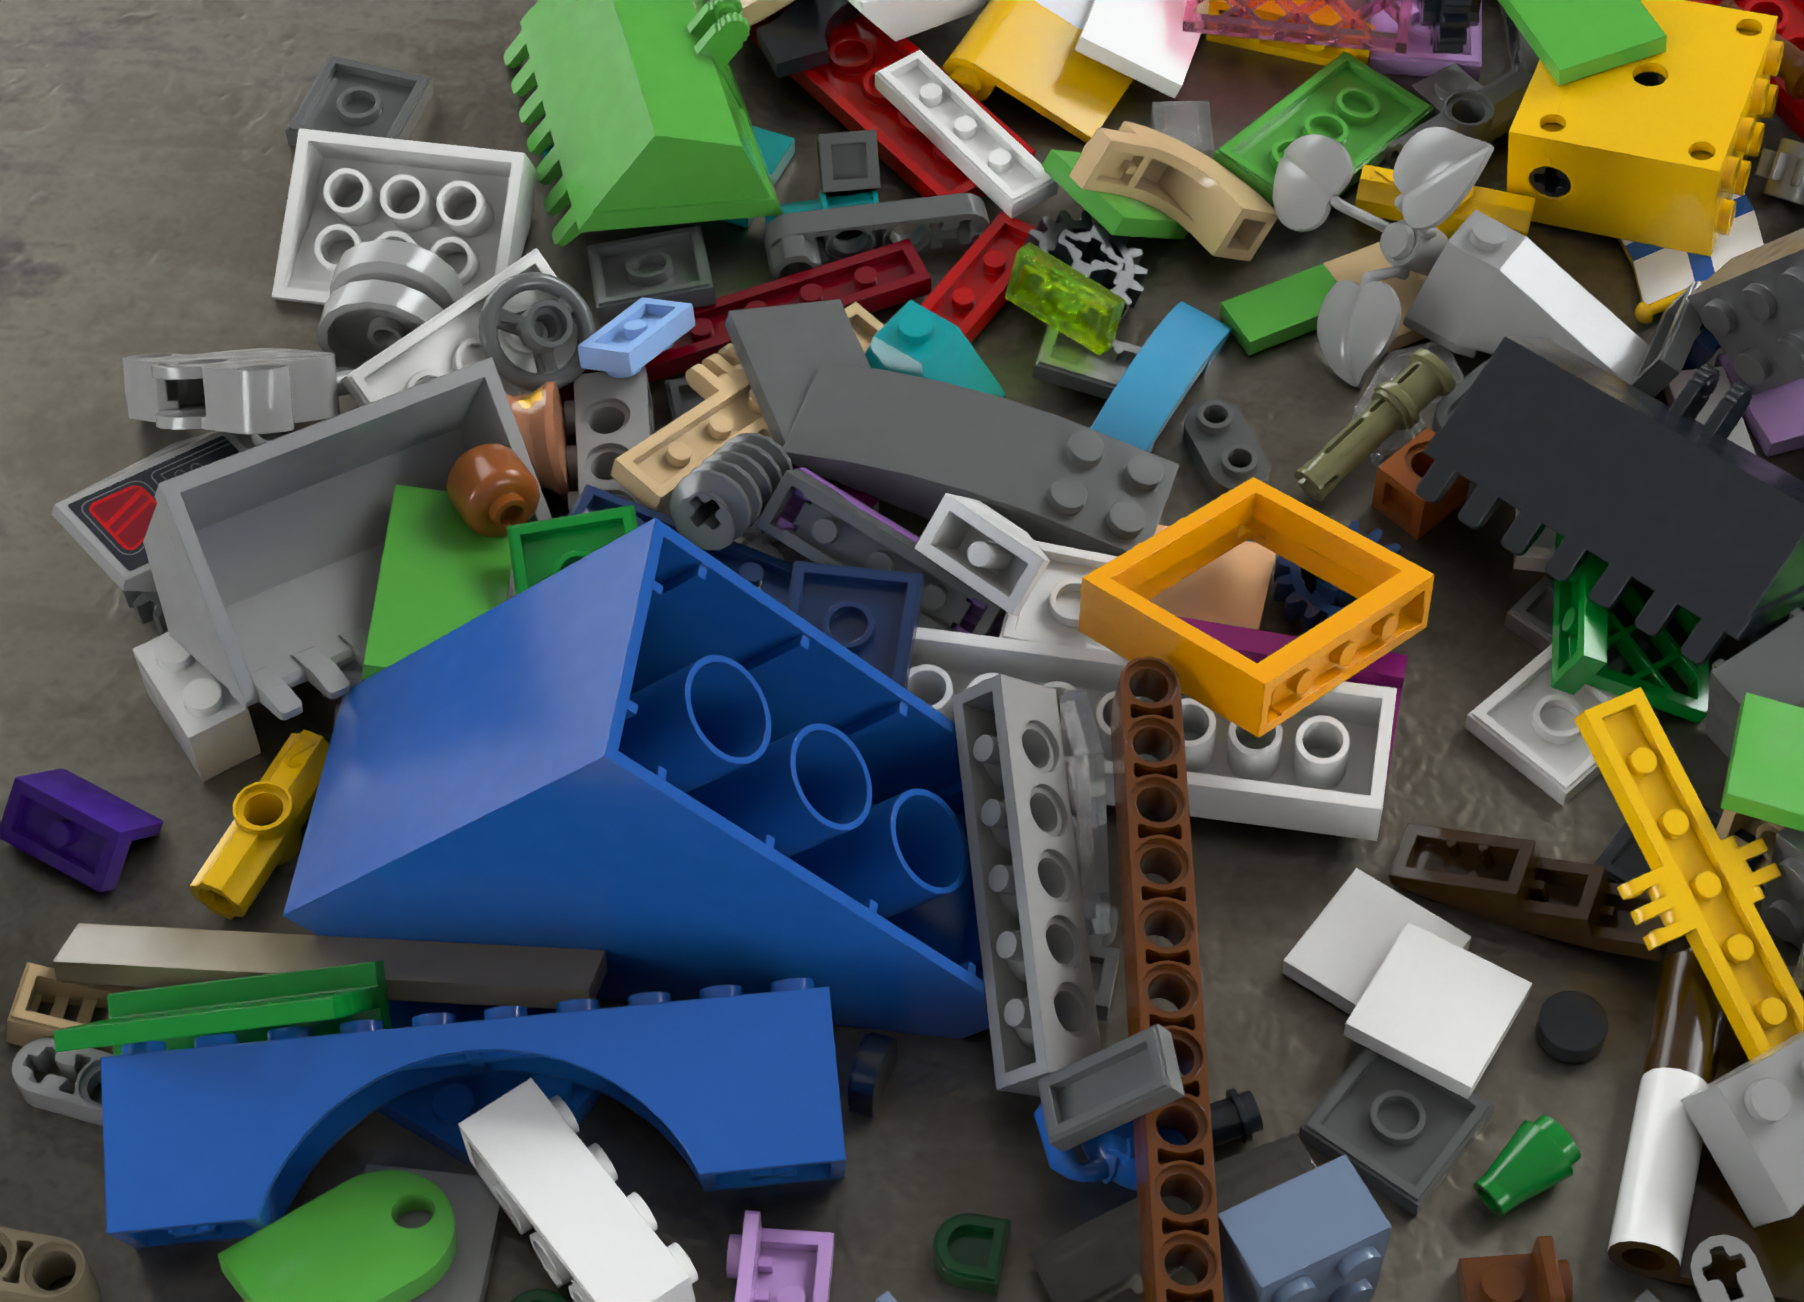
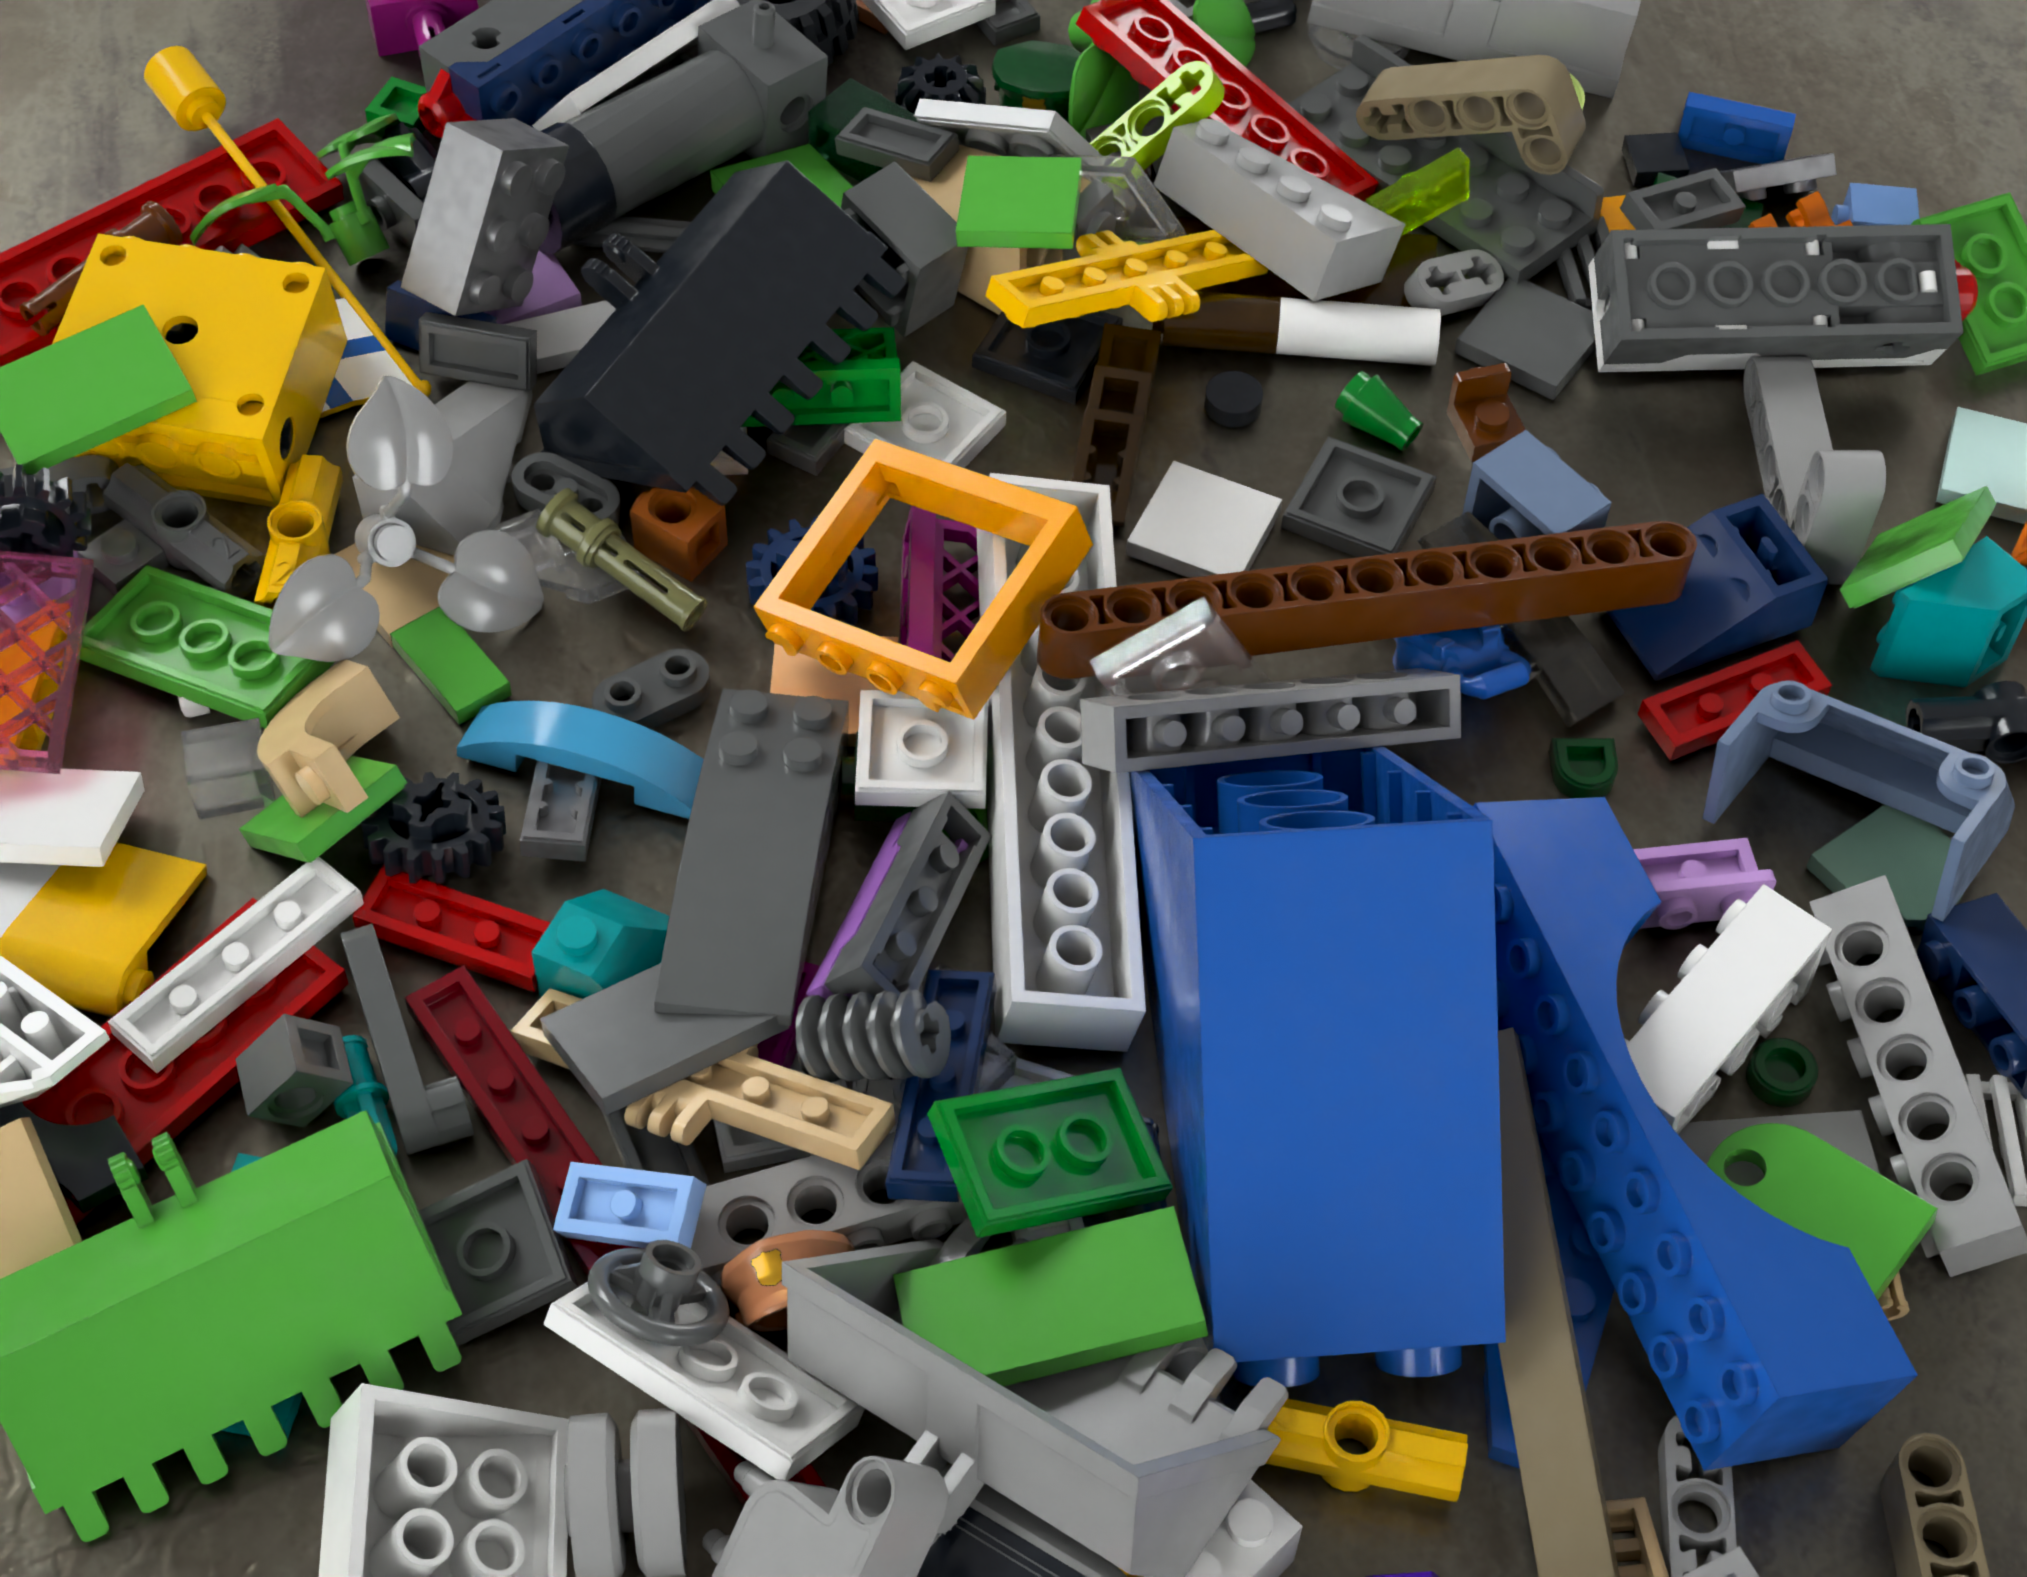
camera: 105 degrees left, 0 degrees up
(237, 1006) = (1620, 1349): green fence -> none
(492, 486) = (916, 1272): dark orange head -> none
(862, 610) = (1029, 898): dark blue tile -> none
(984, 551) = (901, 800): white slope -> none
(1065, 298) = (513, 809): clear neon green plate -> none
(1110, 1088) = (1480, 610): dark grey tile -> none
(1437, 1009) = (1261, 468): white tile -> none

